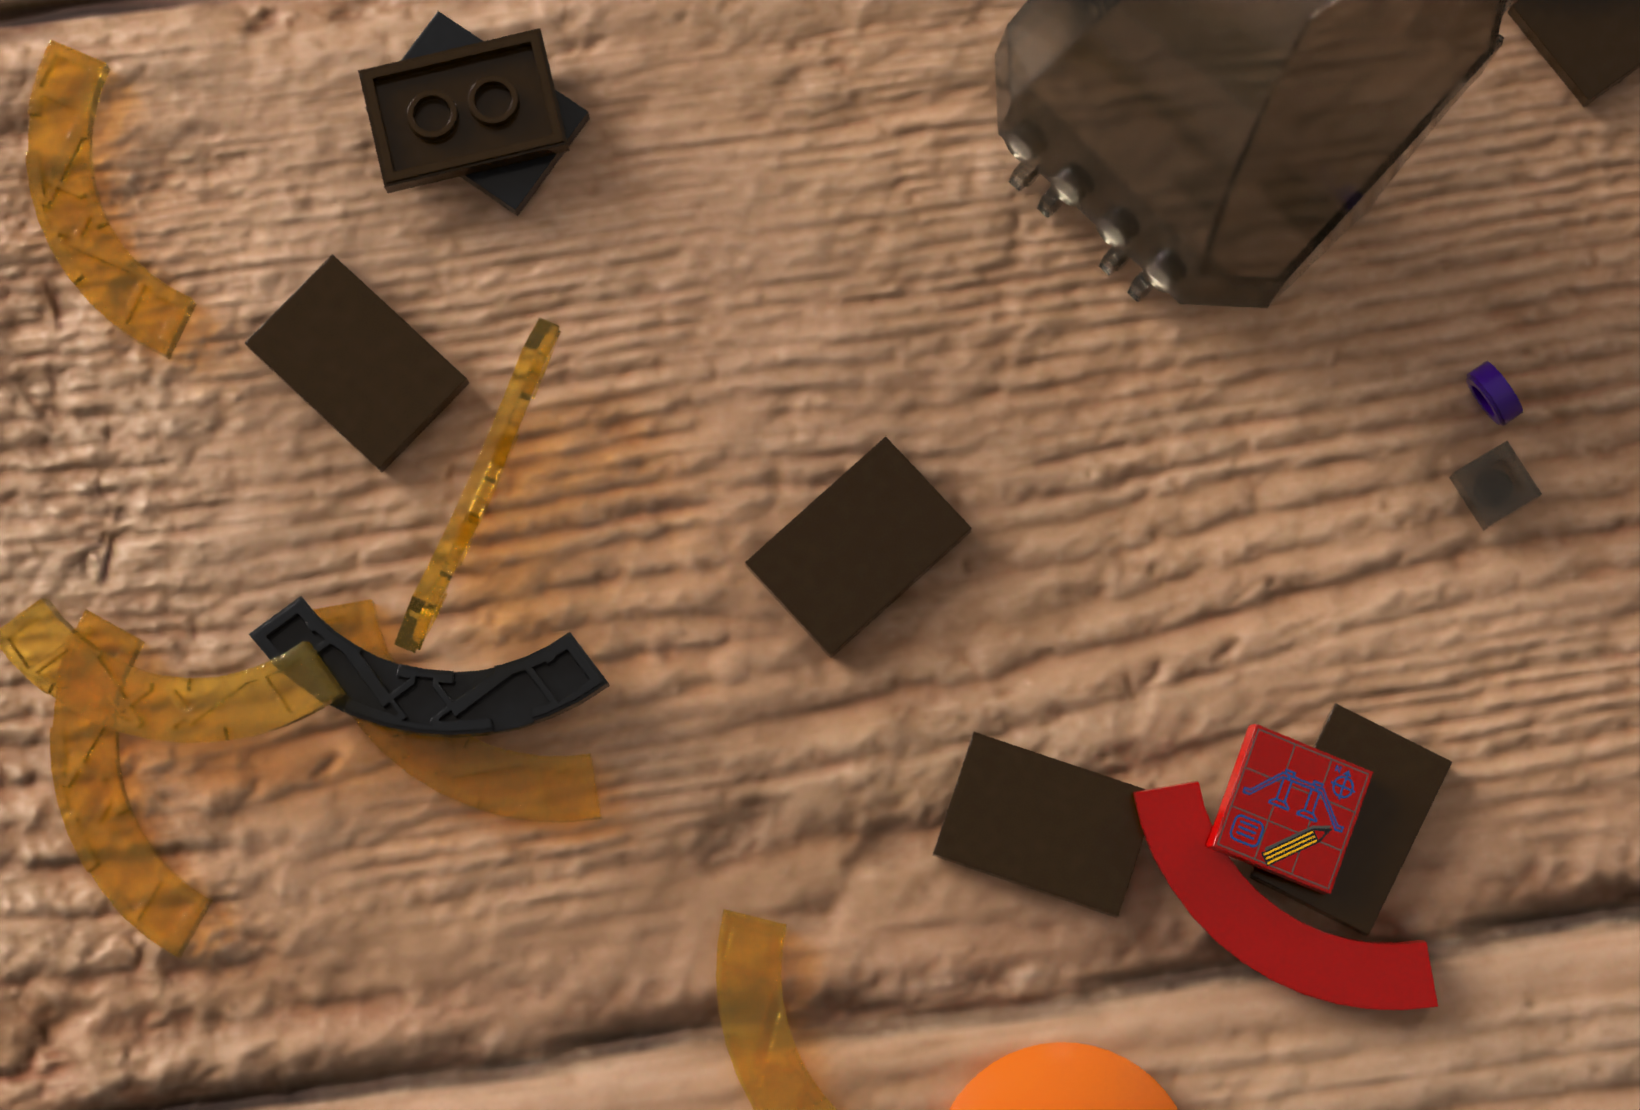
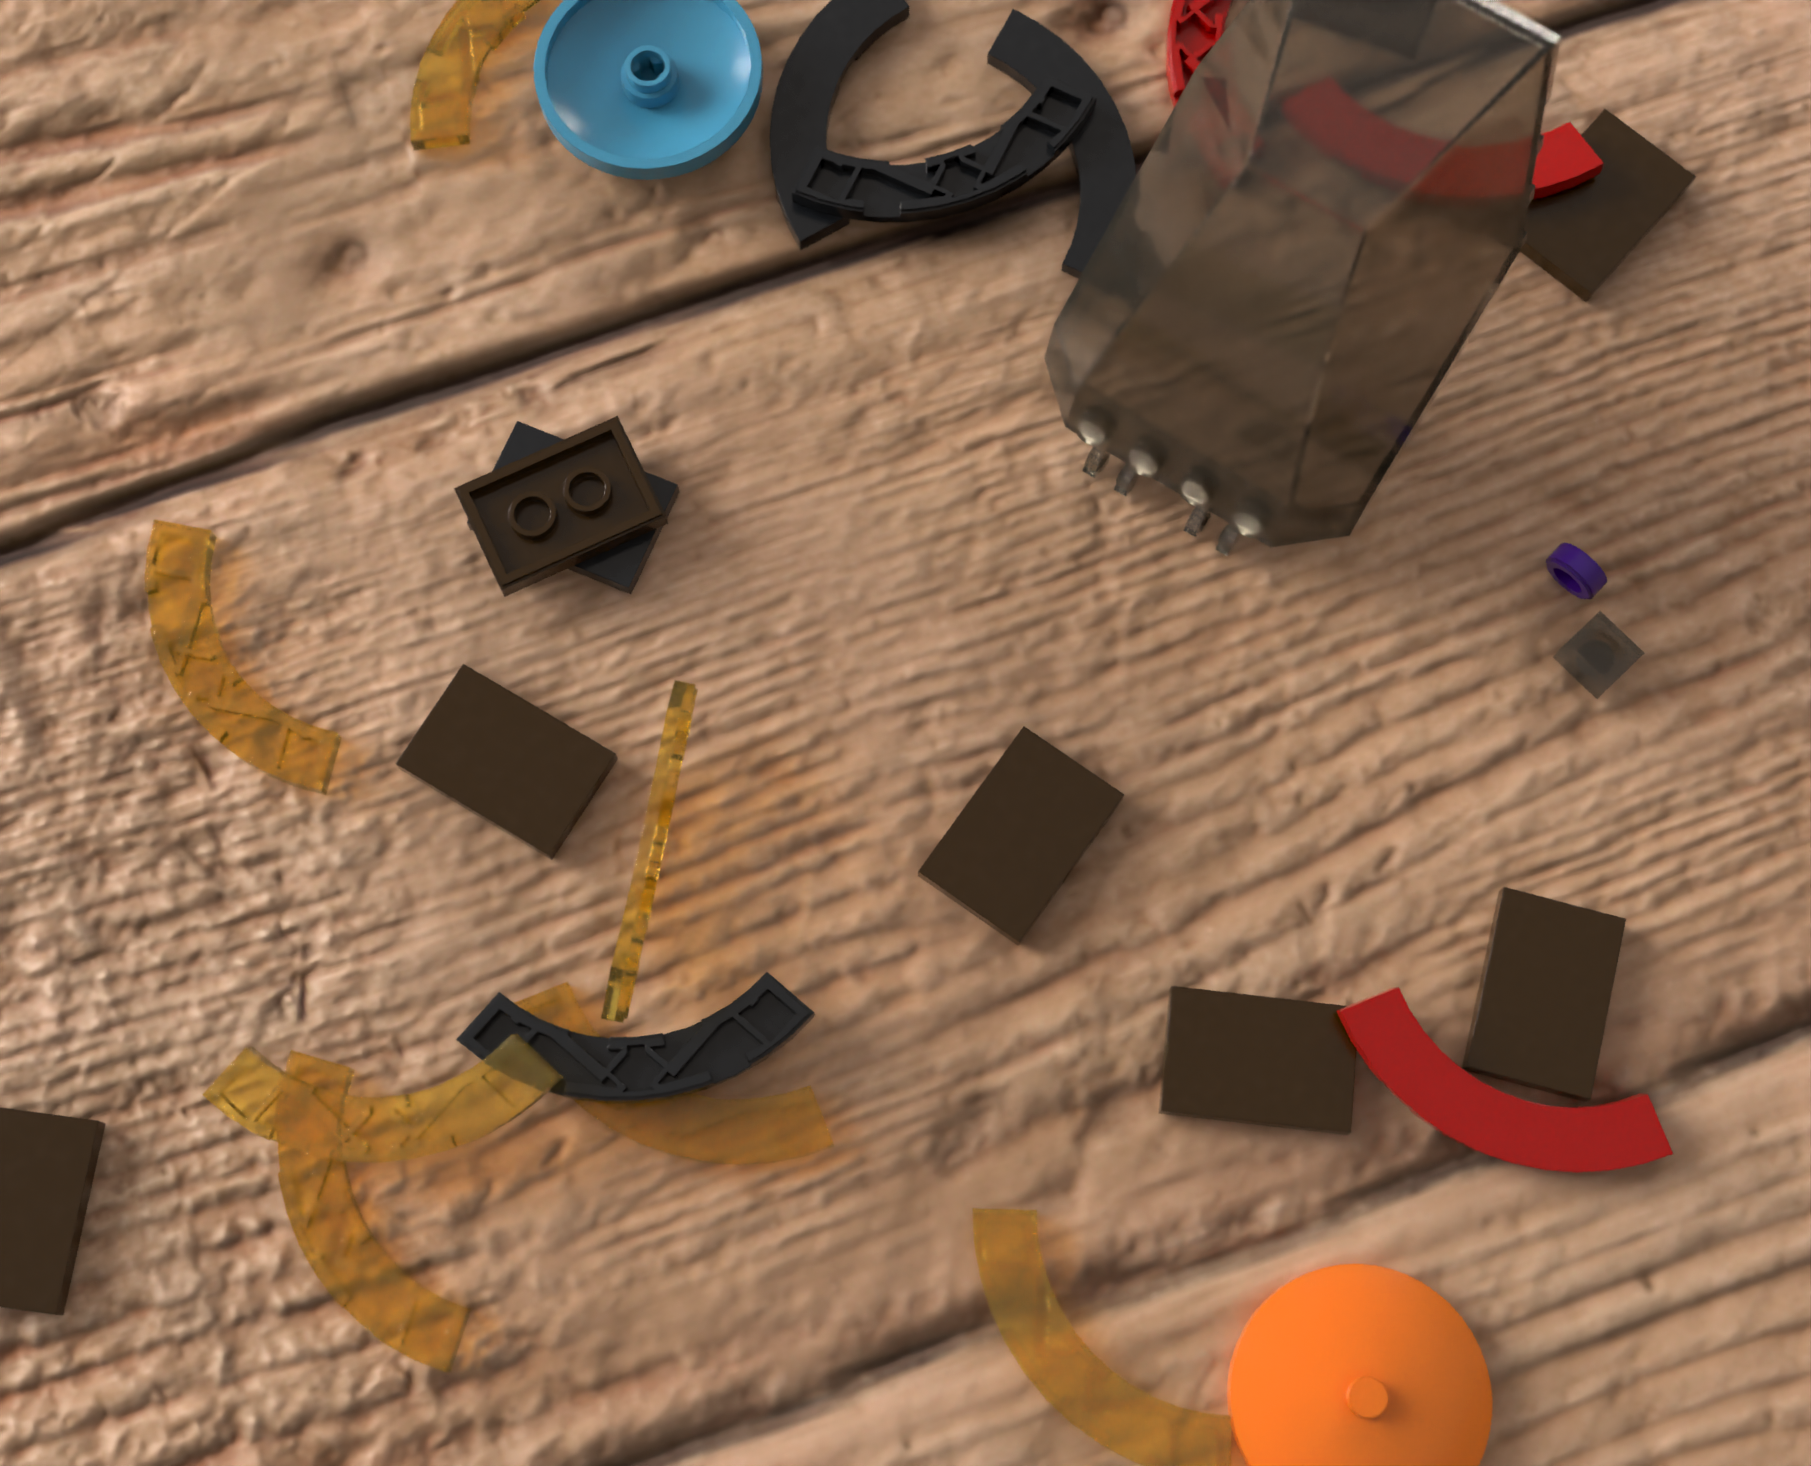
camera: 15 degrees left, 5 degrees down
(1289, 809) = (1489, 995): red tile -> none

